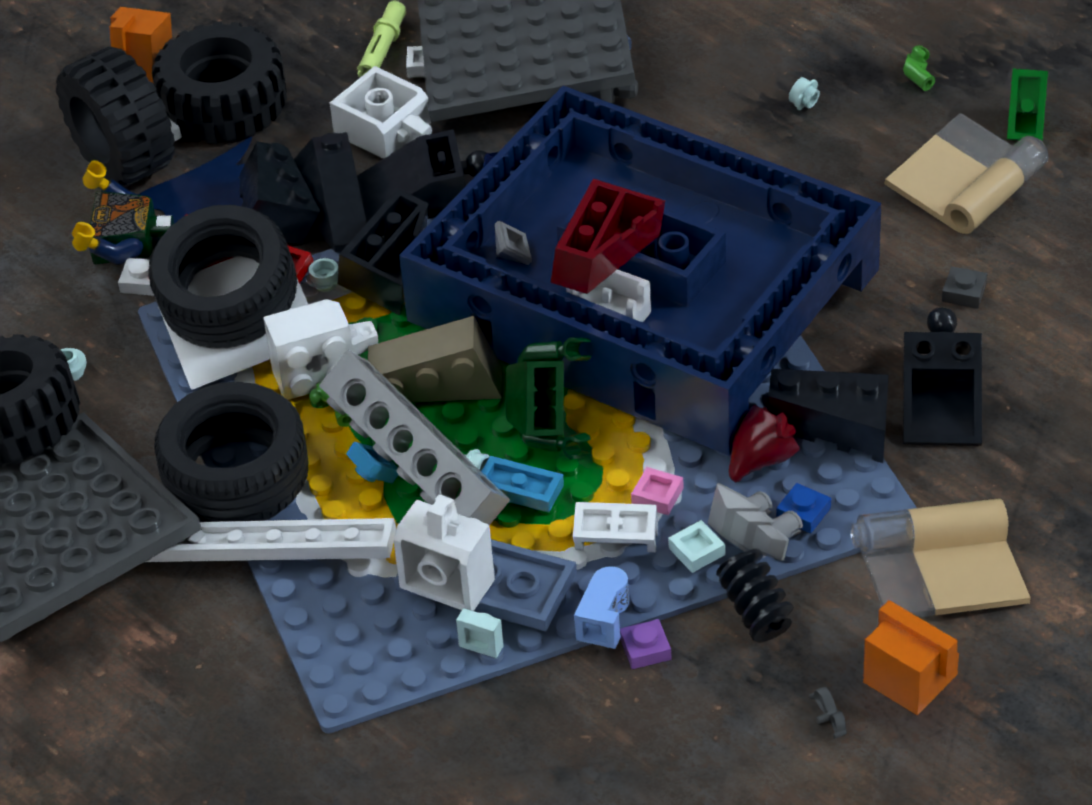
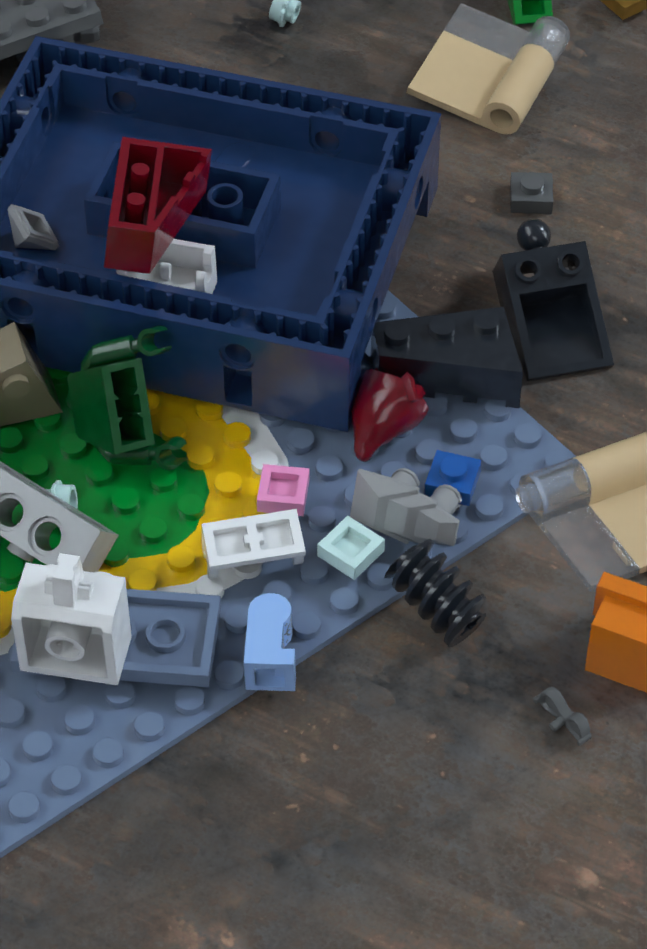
camera: 20 degrees left, 5 degrees up
(479, 632) = (134, 706): light aqua plate -> none
(524, 483) = (126, 511): dark azure plate -> none
(645, 644) = (326, 676): medium lavender plate -> none

